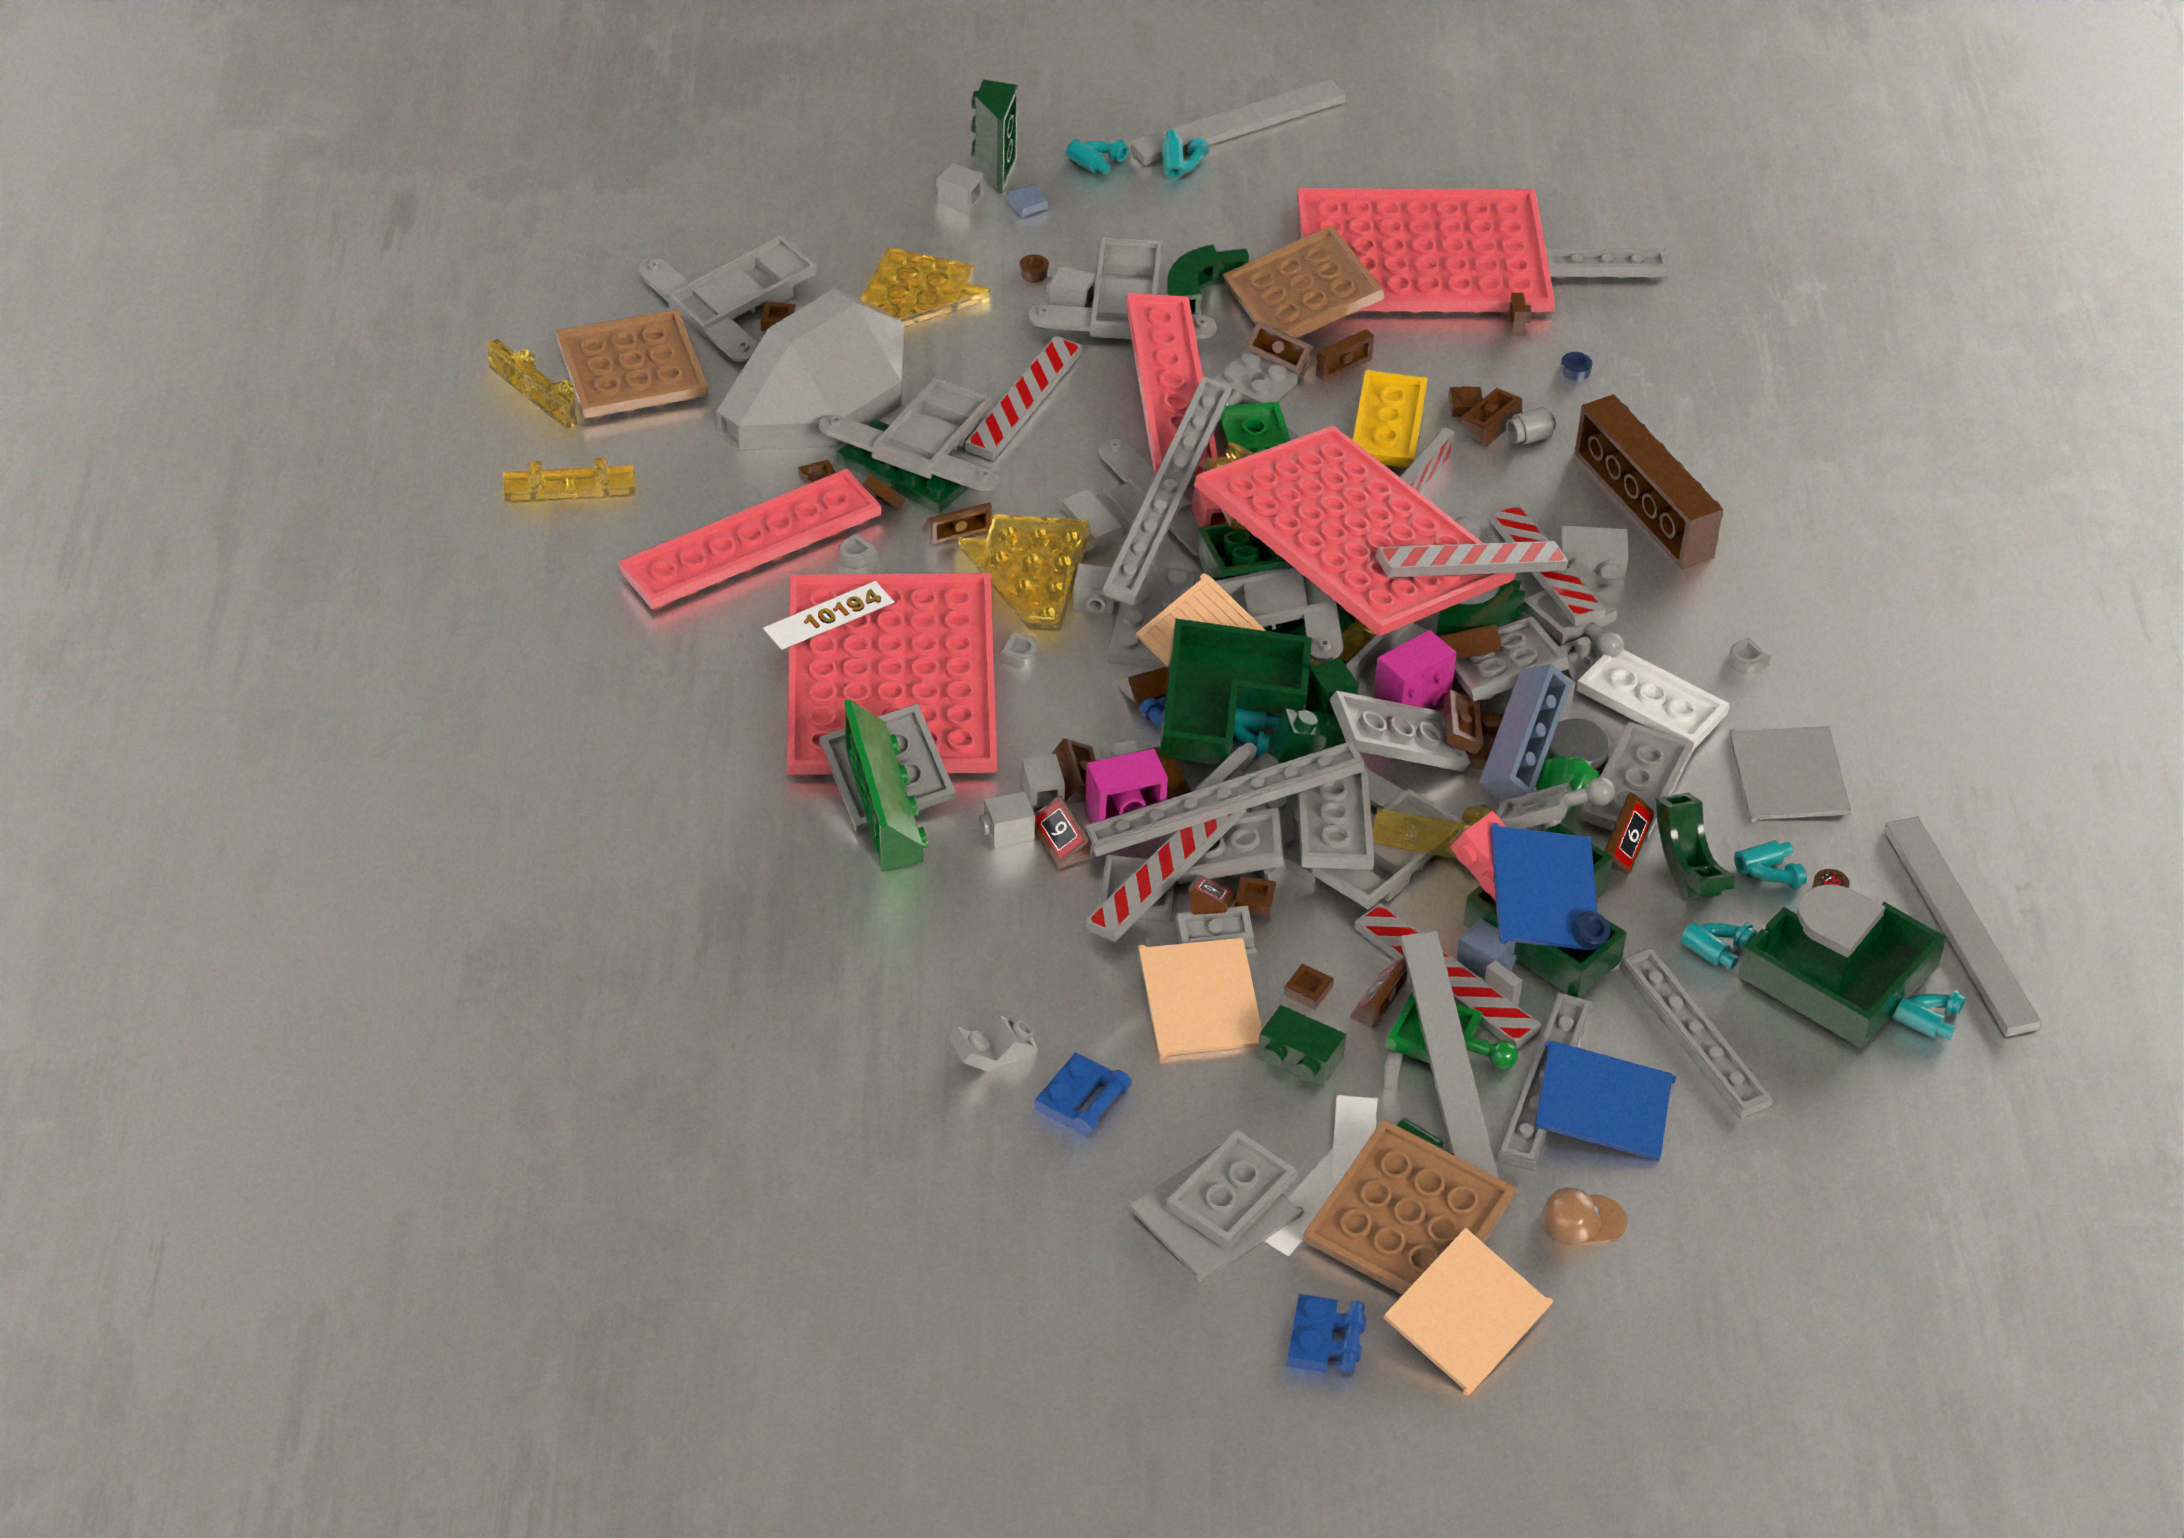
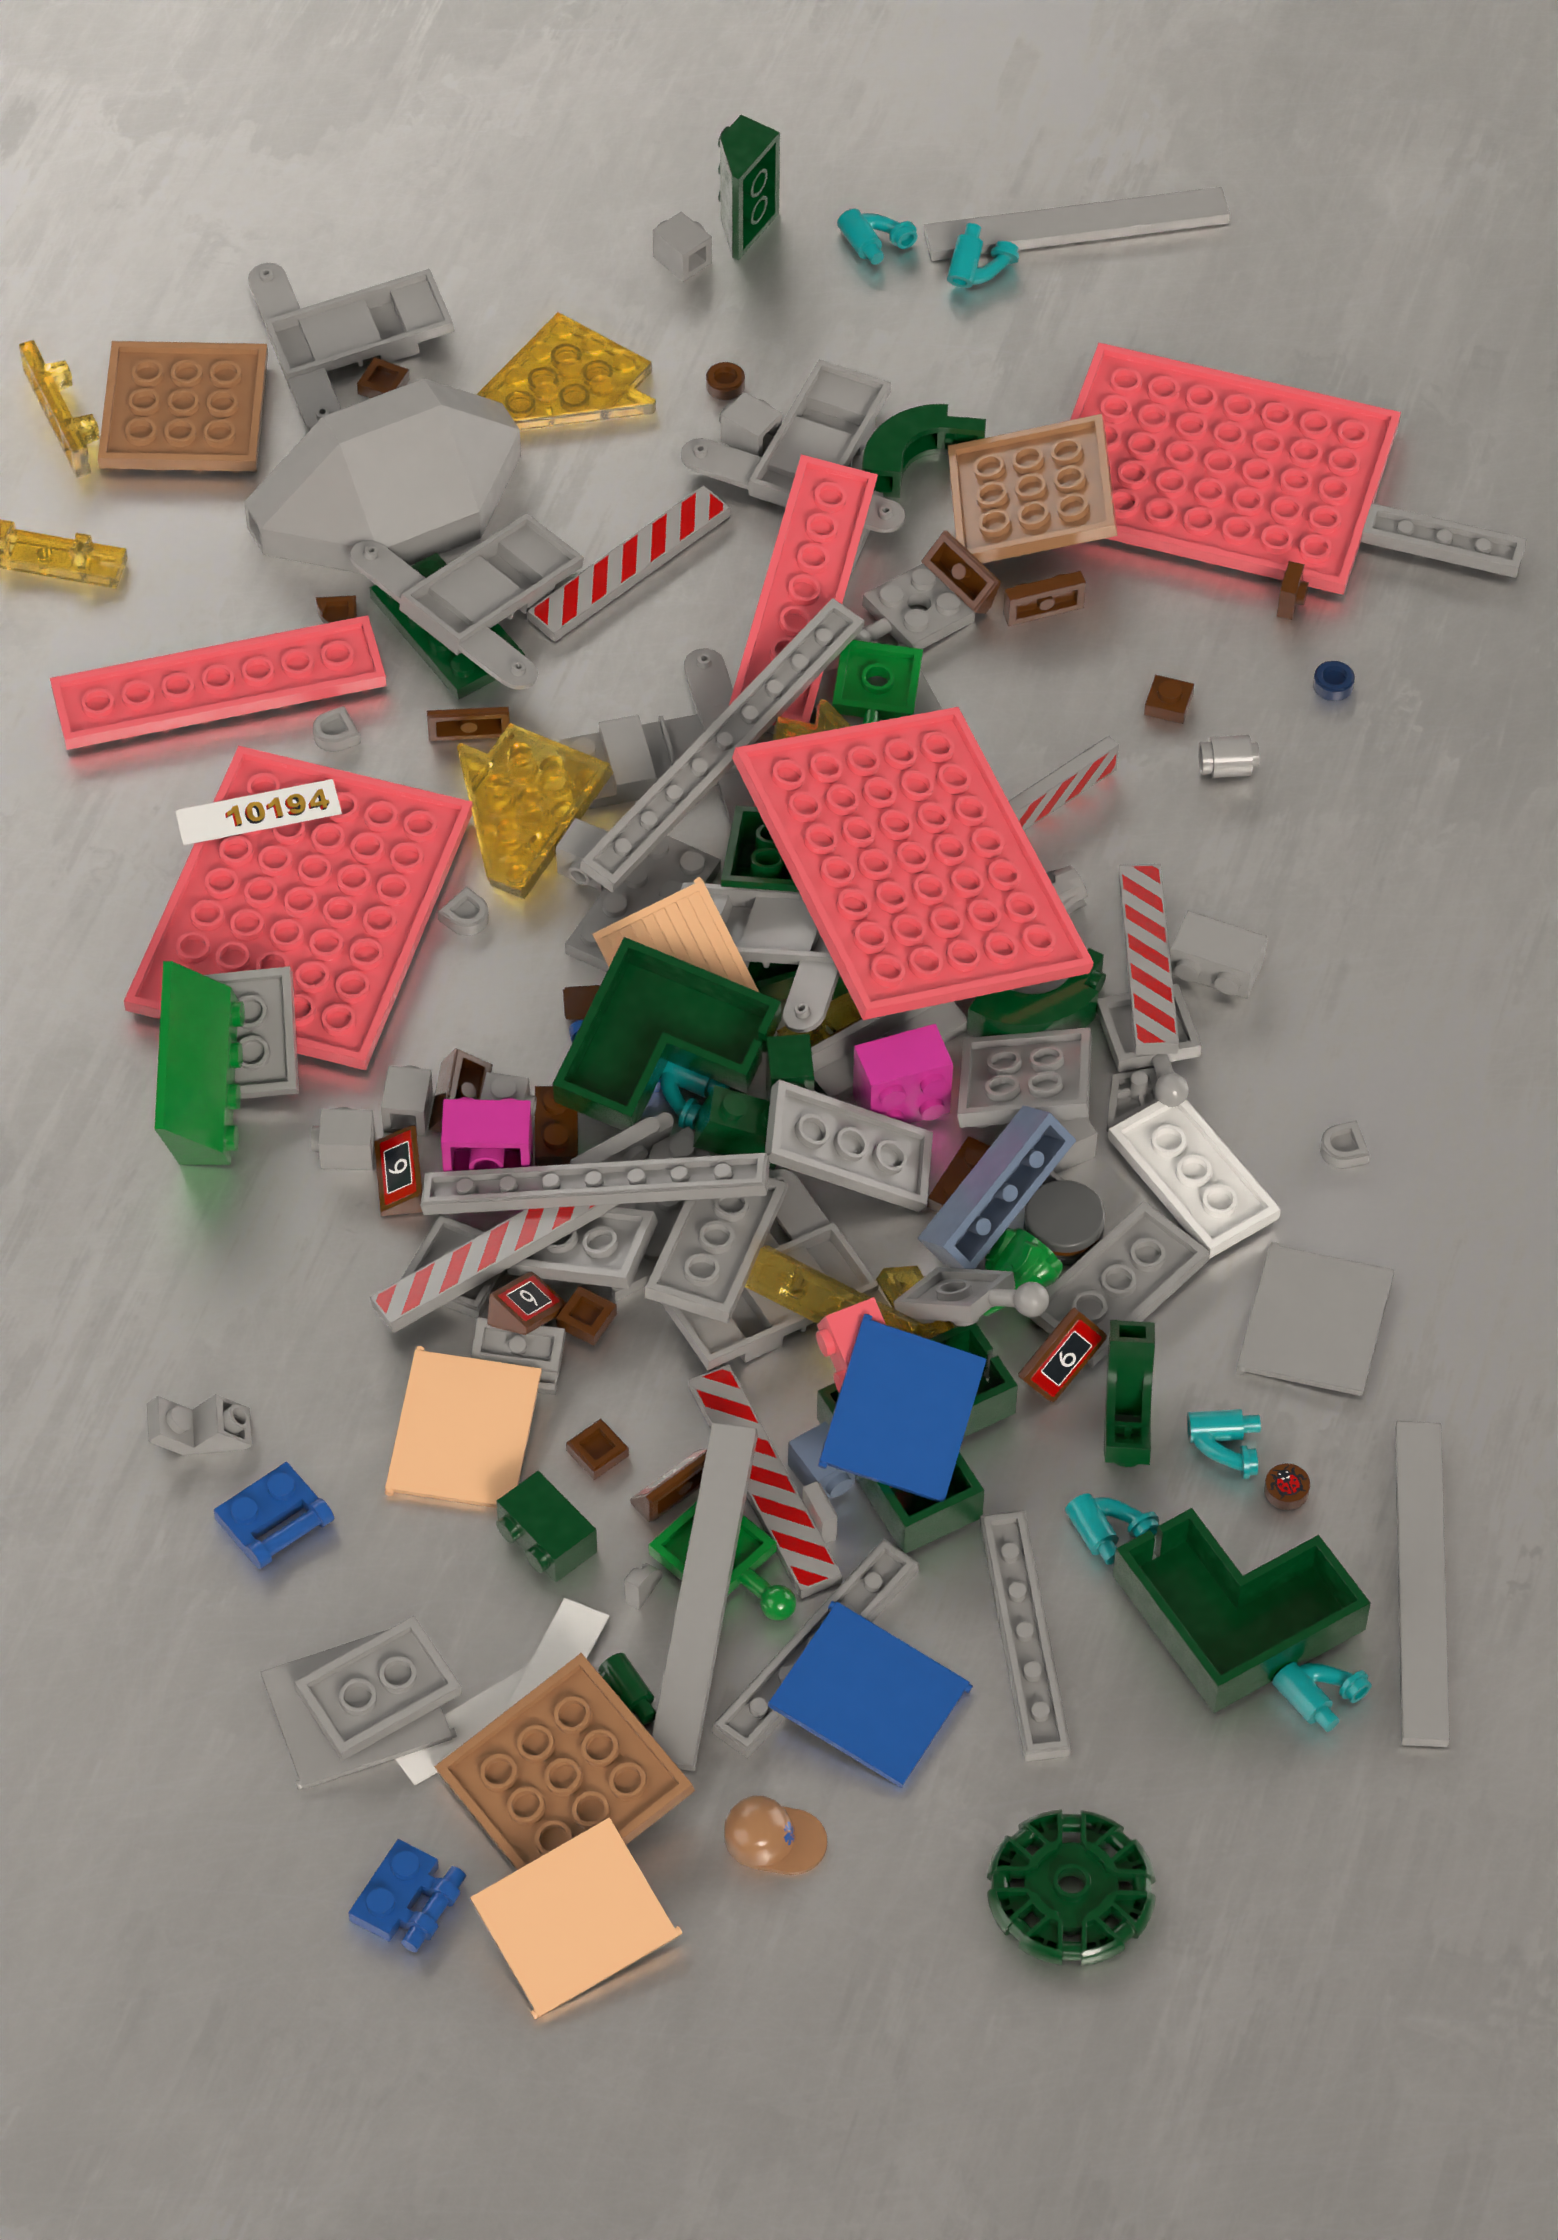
camera: 20 degrees right, 10 degrees up
(884, 492) = (399, 658): reddish brown tile -> none
(1027, 200) = (760, 281): sand blue tile -> none
(1390, 416) = (1057, 702): yellow plate -> none
(1462, 722) = (936, 1151): reddish brown plate -> none
(1471, 559) = (1035, 938): light grey tile -> none
(1474, 641) = (991, 1045): reddish brown slope -> none
(1489, 416) = (1180, 730): reddish brown slope -> none
(1590, 930) = (937, 1478): dark blue tile -> none
(1648, 481) = (1329, 874): reddish brown brick -> none
(1833, 1167) = (1065, 1911): none -> dark green plate
(1838, 917) = (1246, 1541): light grey tile -> none

